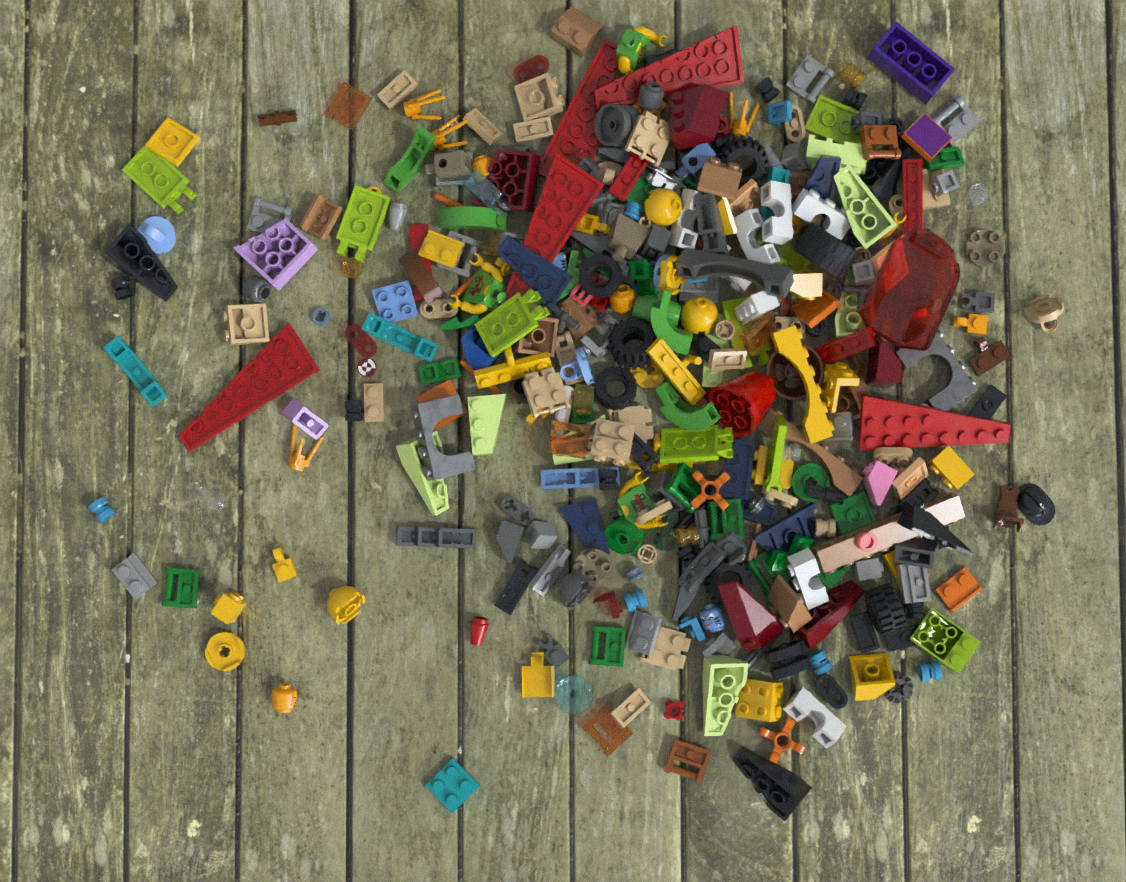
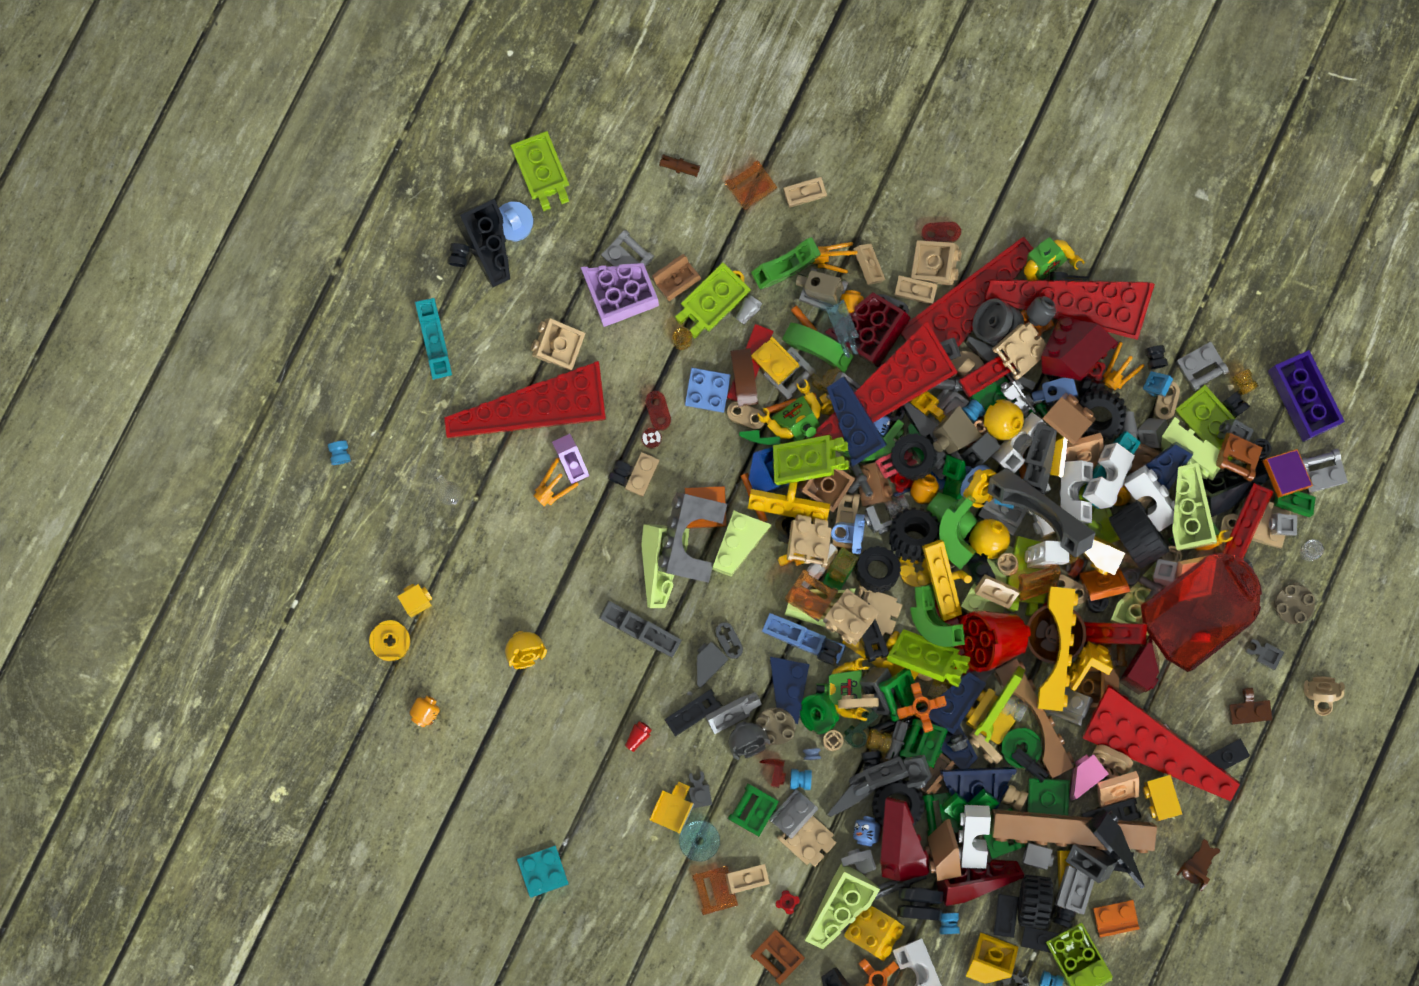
camera: 25 degrees right, 5 degrees down
(135, 576) = (339, 529): light grey plate -> none
(172, 142) = (570, 141): yellow plate -> none
(187, 588) = (382, 565): green plate -> none
(257, 288) = (584, 315): dark grey head -> none
(284, 567) = (483, 589): yellow plate -> none
(327, 318) = (636, 374): sand blue bush -> none
(399, 337) = (696, 425): teal slope -> none
(413, 106) = (812, 216): light orange plant -> none
(440, 371) = (718, 475): green slope -> none
(540, 535) = (740, 674): light grey panel -> none
(575, 31) = (1000, 216): medium nougat slope -> none
(695, 630) = (845, 835): dark azure bracket -> none
(831, 690) = (947, 956): black plate -> none
(866, 541) = (1047, 827): coral tile -> none
(958, 384) = (1208, 723): flat silver arch -> none
(974, 323) = (1251, 672): light orange plate -> none
(1035, 504) = (1229, 873): black piece -> none

